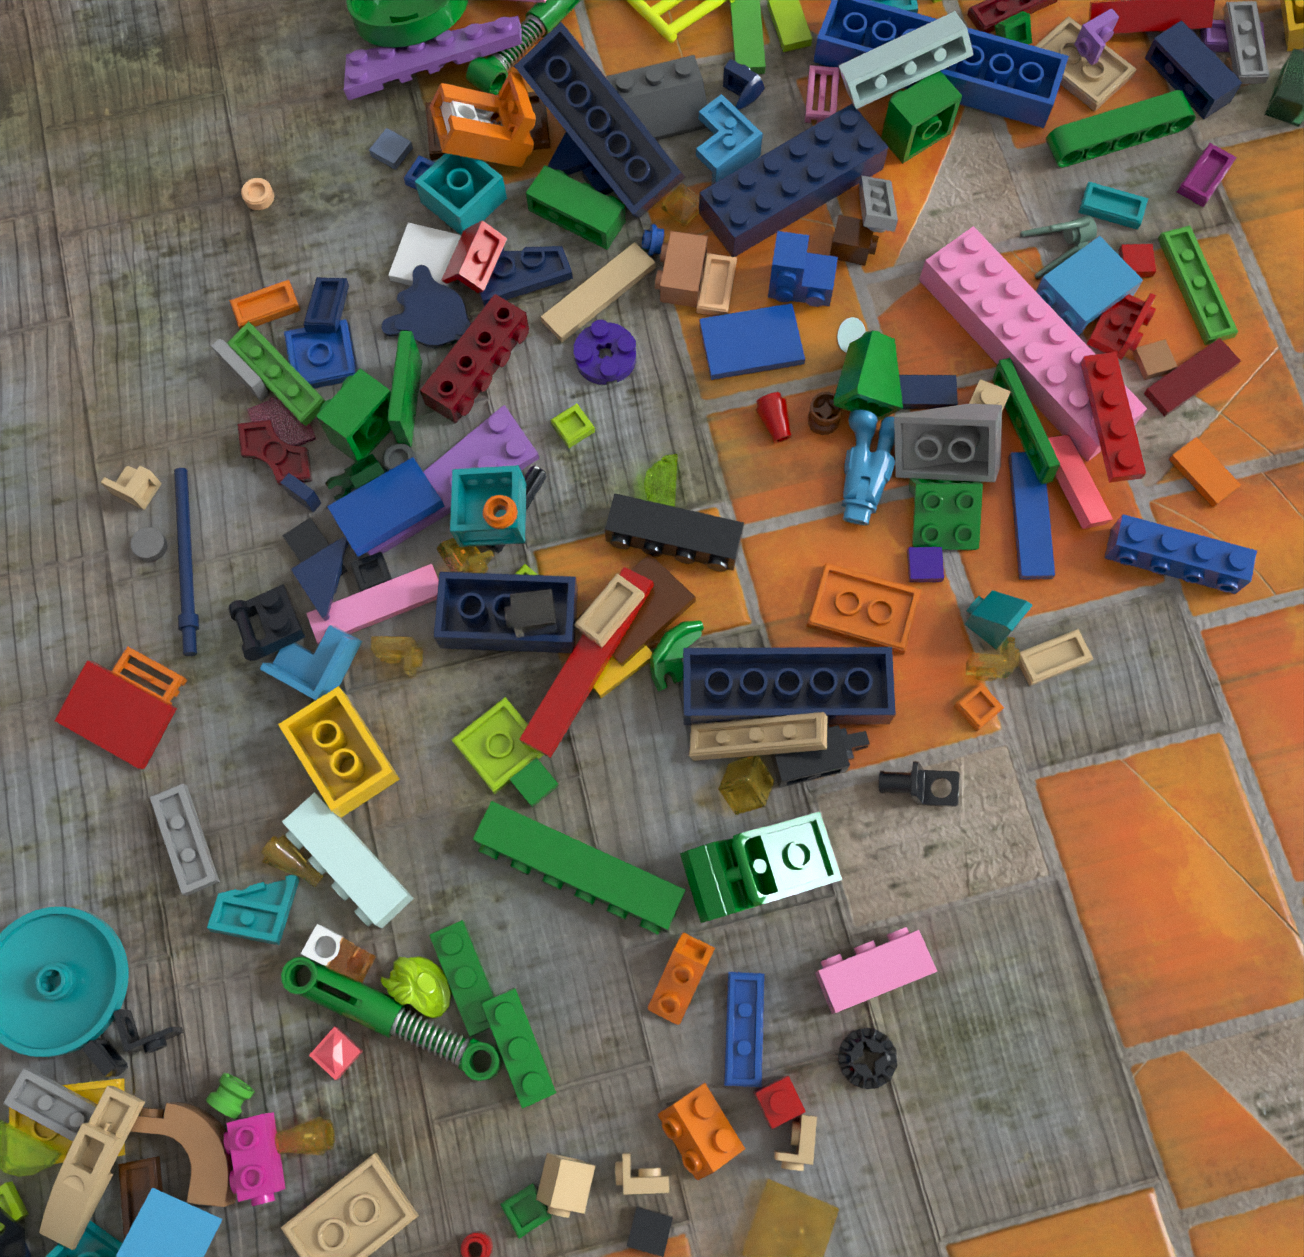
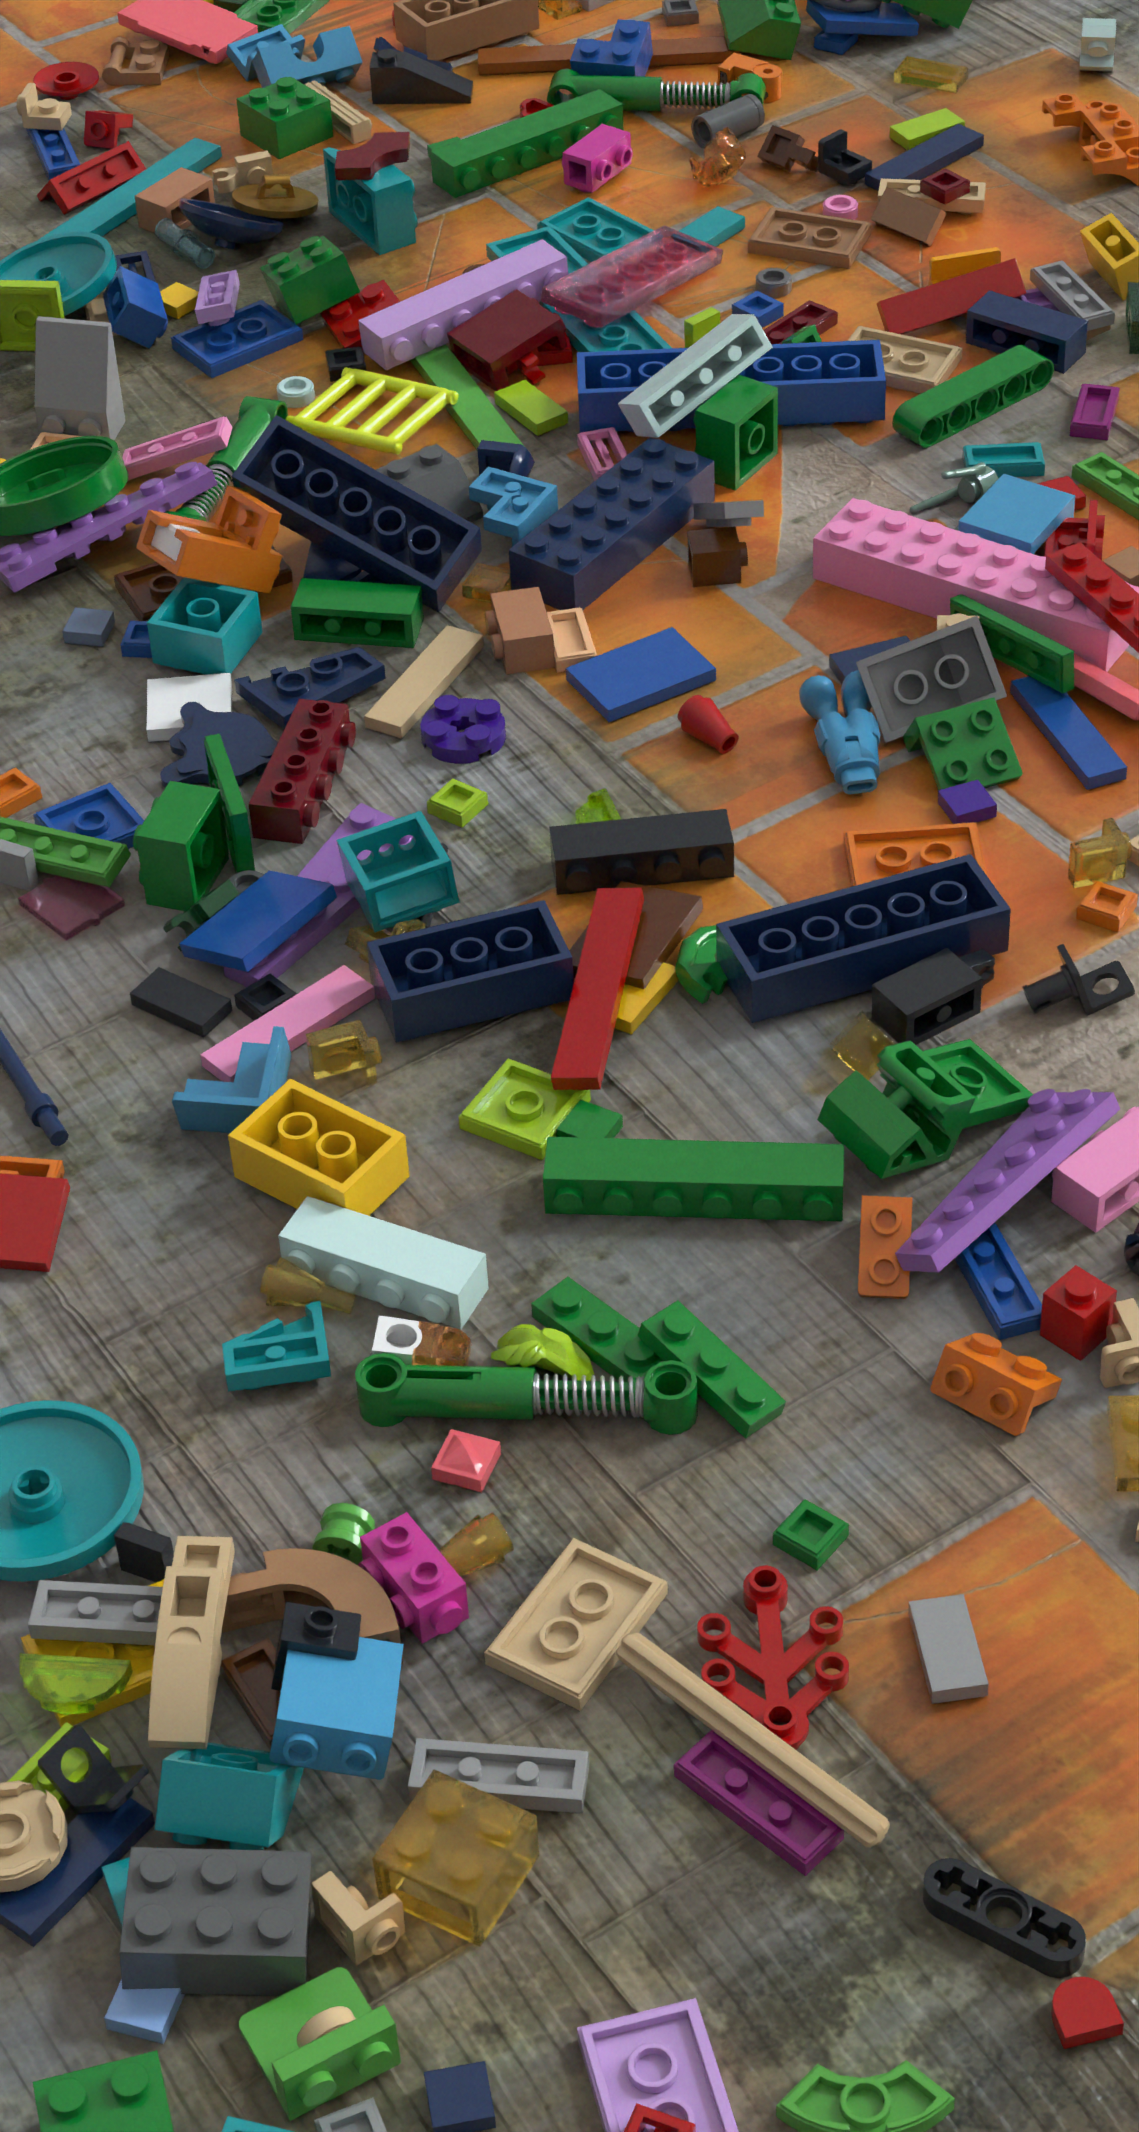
camera: 20 degrees left, 30 degrees down
(131, 1040) = (200, 1517): black bracket -> none
(167, 1201) = (315, 1632): none -> black bracket
(184, 839) = (146, 1312): light grey plate -> none
(261, 443) = (97, 927): dark red tile -> none
(277, 618) = (153, 1070): black plate -> none
(301, 492) = (135, 945): dark blue tile -> none
(321, 575) = (204, 1009): dark blue tile -> none
(326, 305) = (78, 774): dark blue tile -> none
(475, 256) = (255, 672): panel -> none
(498, 503) = (422, 845): orange plate -> none
(532, 613) = (512, 931): clear smoke brick -> none
(565, 1184) = (848, 1471): tan brick -> none
(609, 610) = (603, 925): tan tile -> none
(648, 1181) = (947, 1447): tan bracket -> none
(650, 1231) = (986, 1500): black tile -> none
(653, 240) = (470, 615): blue plate -> none
(758, 736) = (853, 984): tan tile -> none
(800, 274) = (665, 595): blue brick -> none
(801, 948) = (1015, 1164): none -> medium lavender wing
(823, 406) = (768, 704): reddish brown wheel -> none
(849, 331) = (759, 642): light aqua sticker -> none
(870, 376) = (803, 649): green slope -> none
(996, 616) = (1079, 807): teal slope -> none
(1095, 35) = (899, 325): medium lavender bracket -> none

